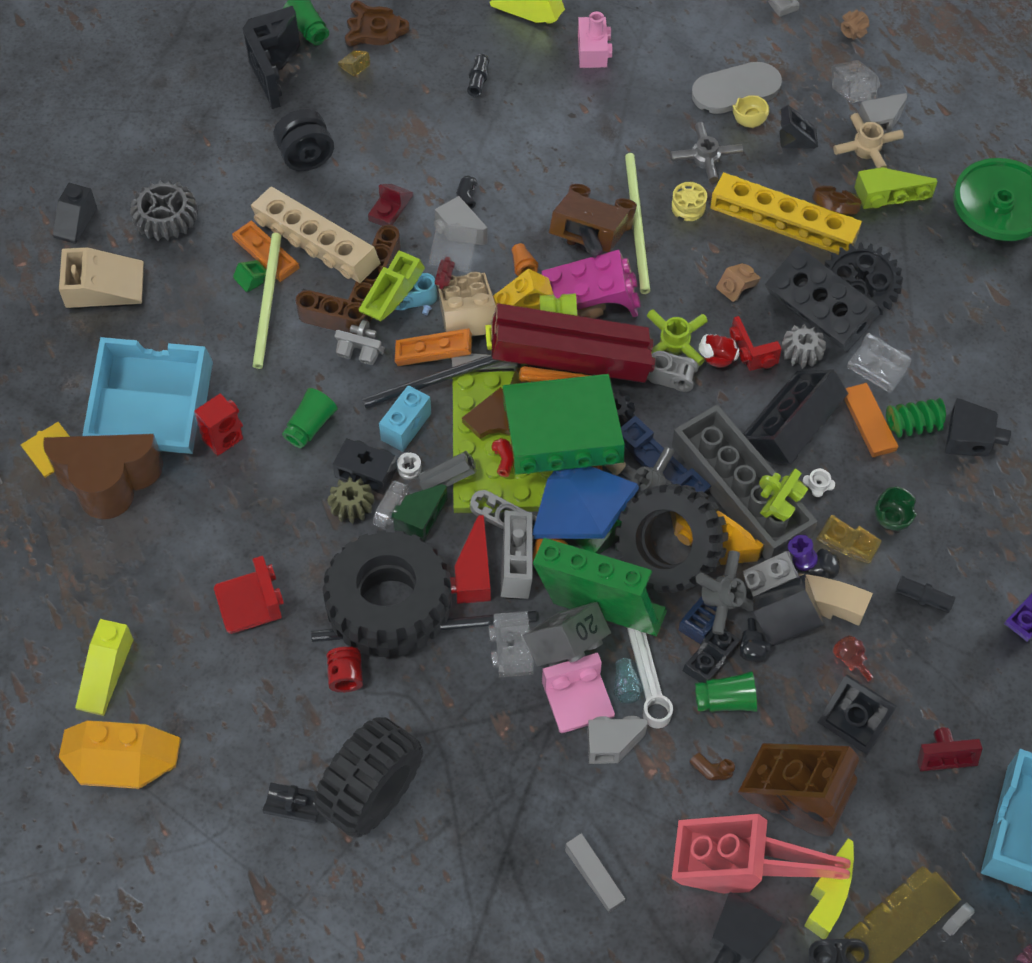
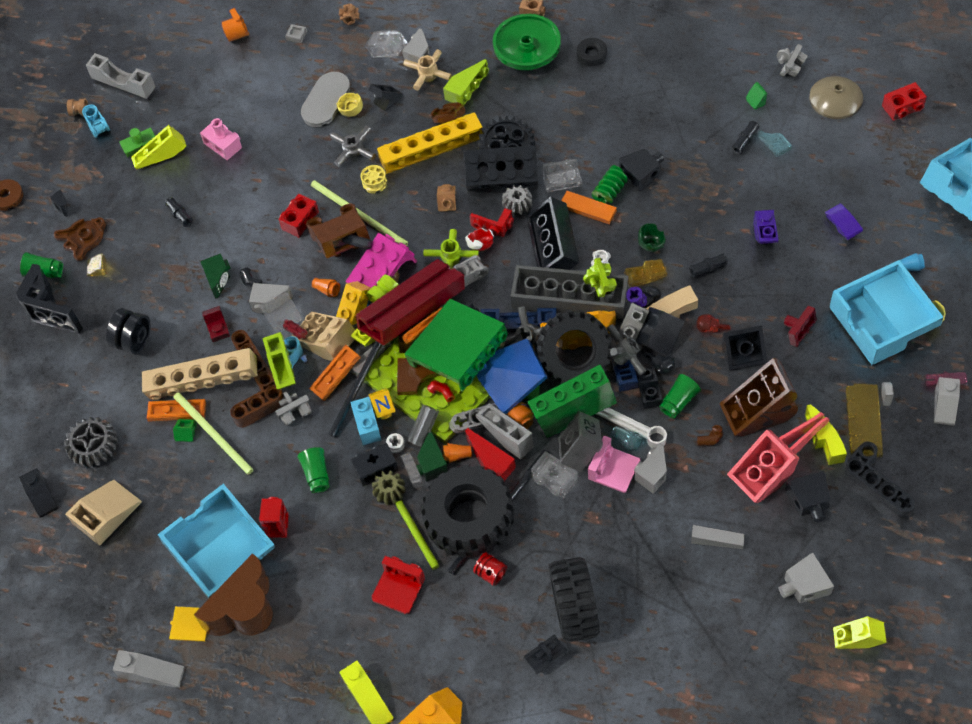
camera: 40 degrees left, 0 degrees up
(318, 584) = (417, 535): none -> lime bar
(437, 416) = (382, 403): none -> yellow brick
(441, 160) = (217, 273): none -> dark green slope
(449, 528) = (455, 452): none -> orange cone
(579, 168) = (297, 214): none -> red brick

